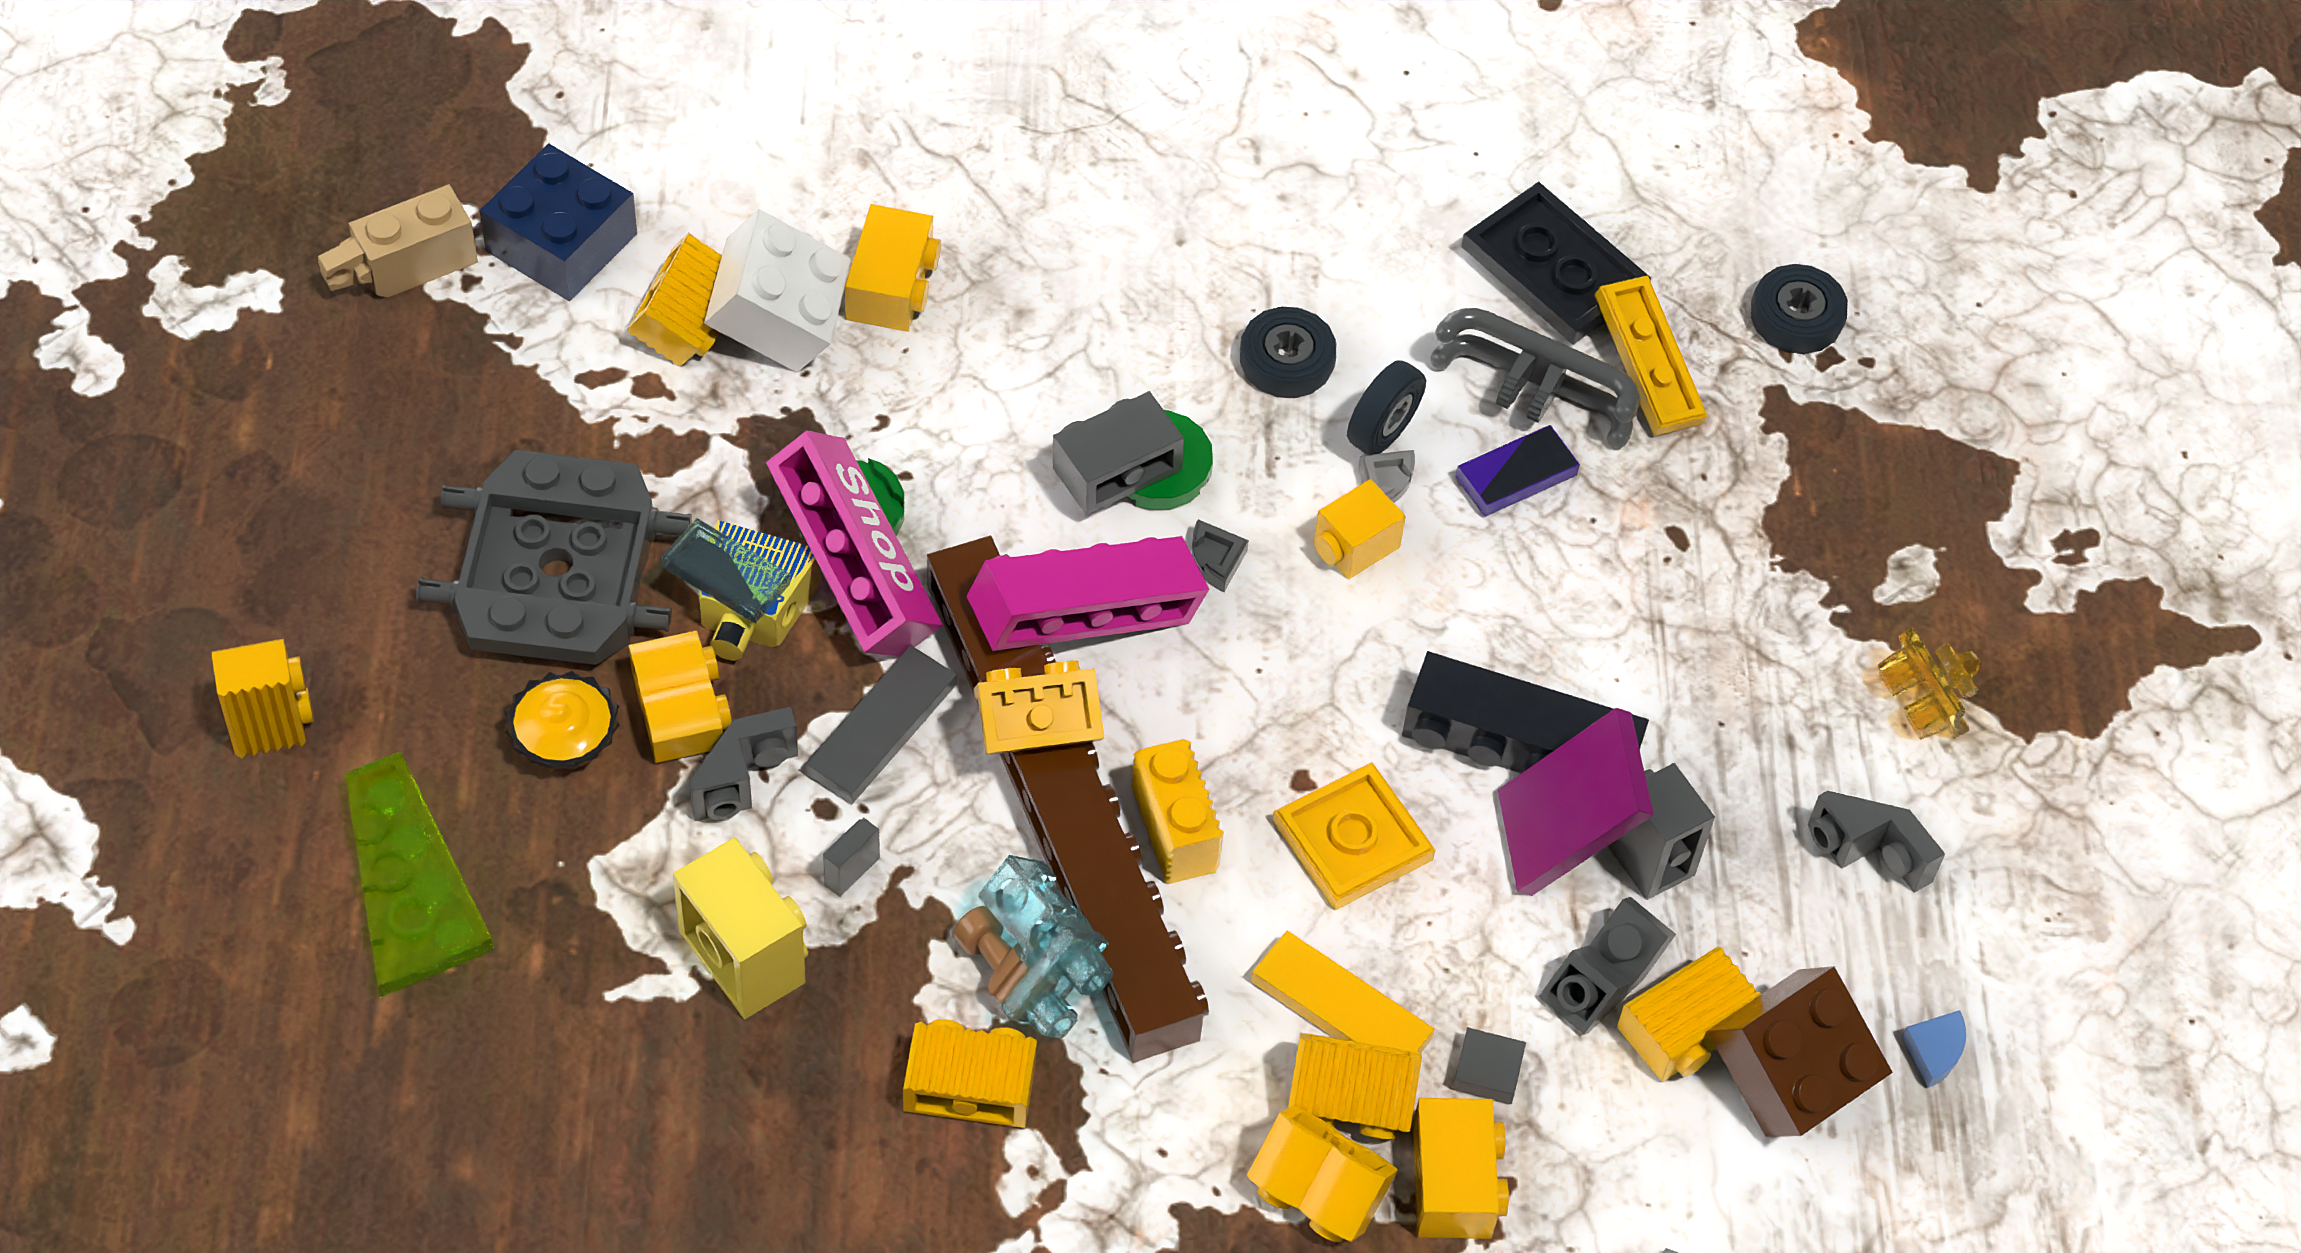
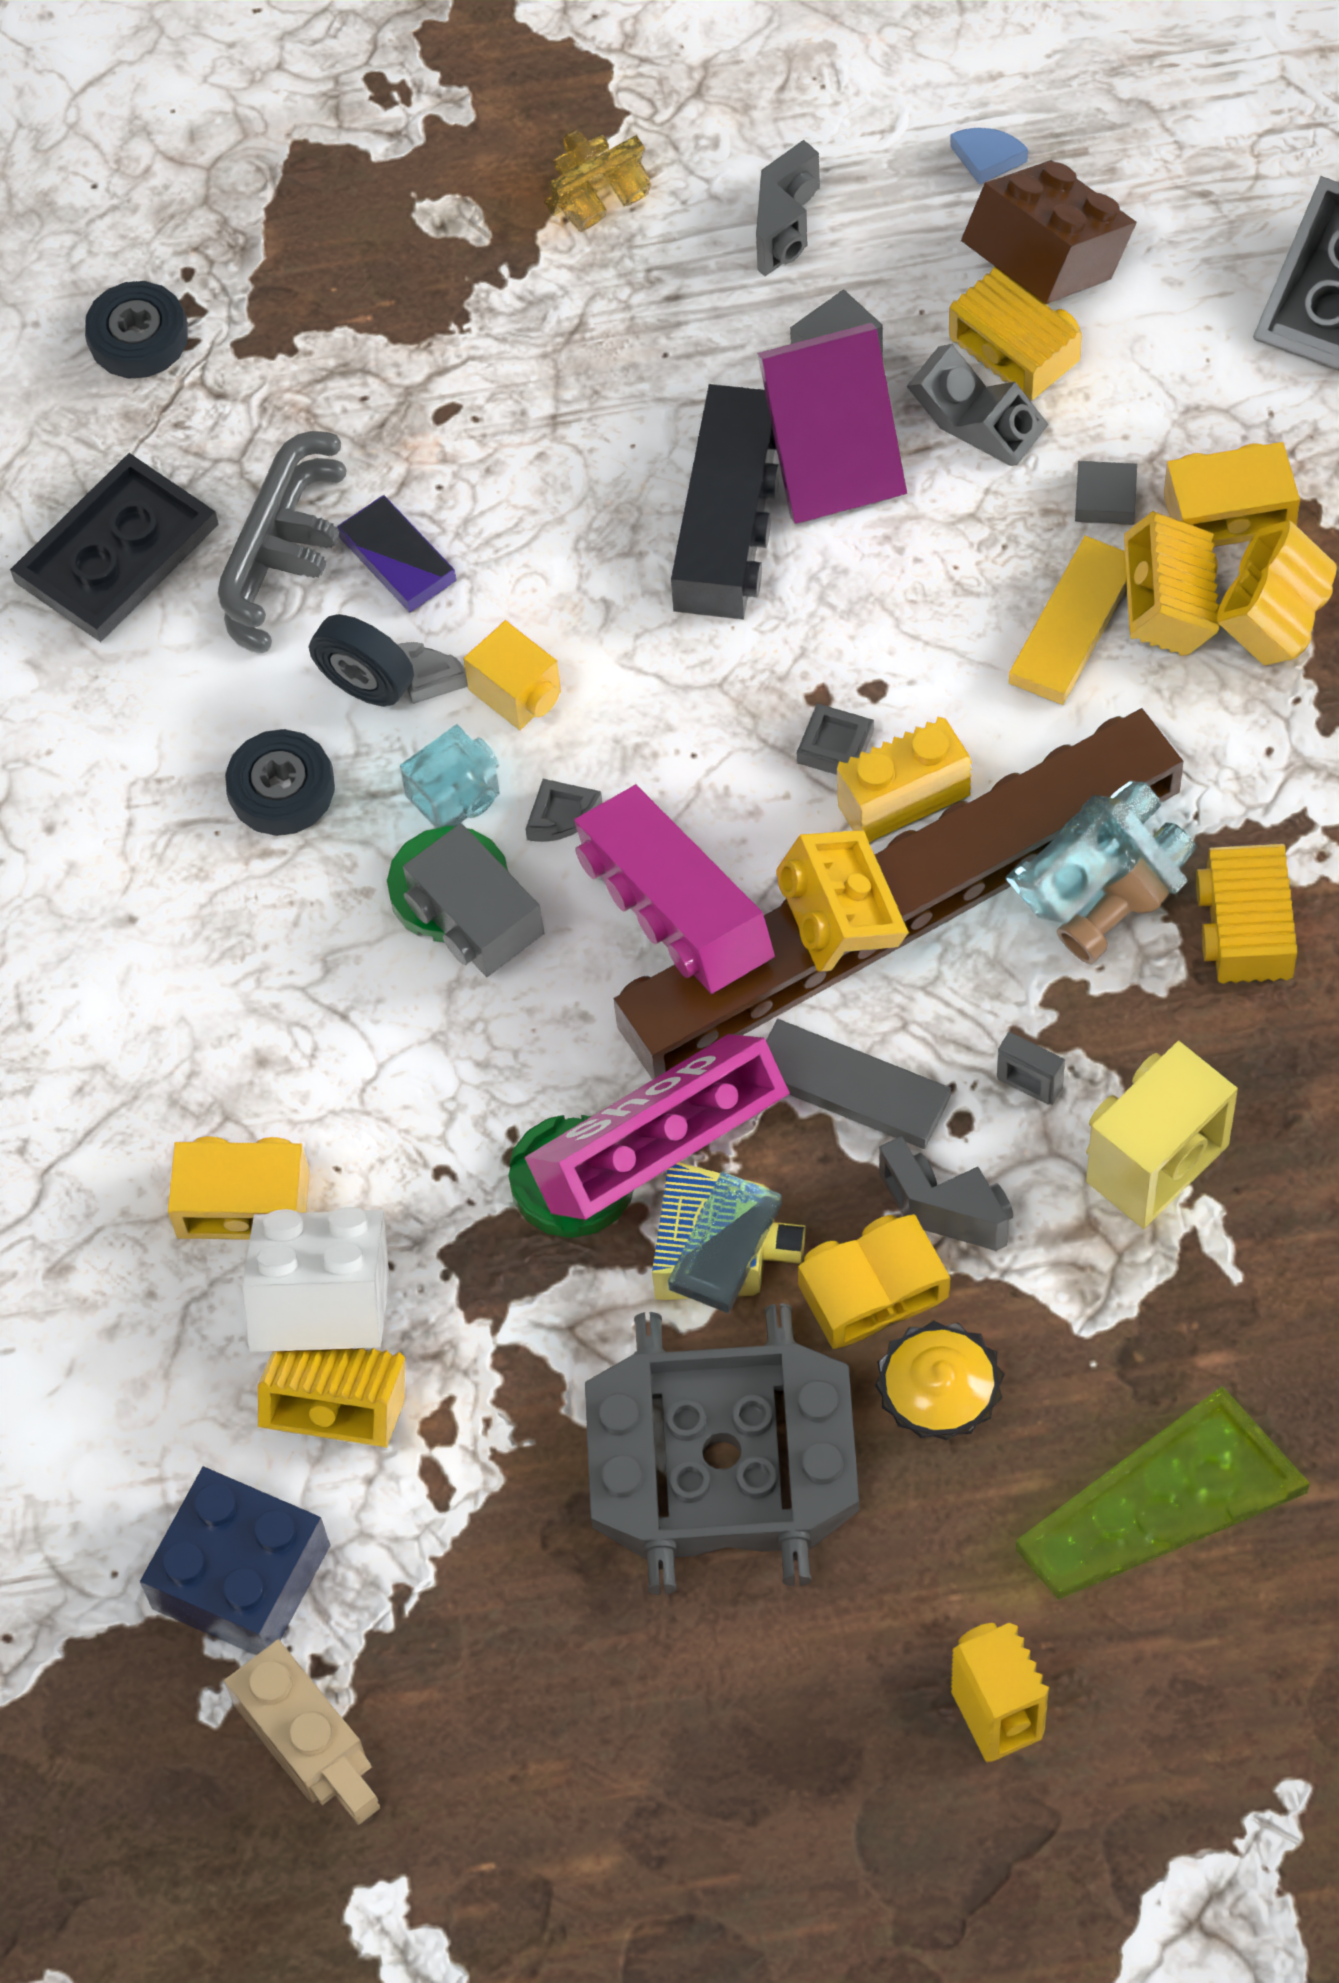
camera: 90 degrees left, 5 degrees up
(1245, 779) = (833, 737): none -> dark grey tile
(1257, 467) = (451, 778): none -> clear light blue brick
(1353, 836) = (877, 639): yellow tile -> none
(1651, 355) = (225, 444): yellow tile -> none

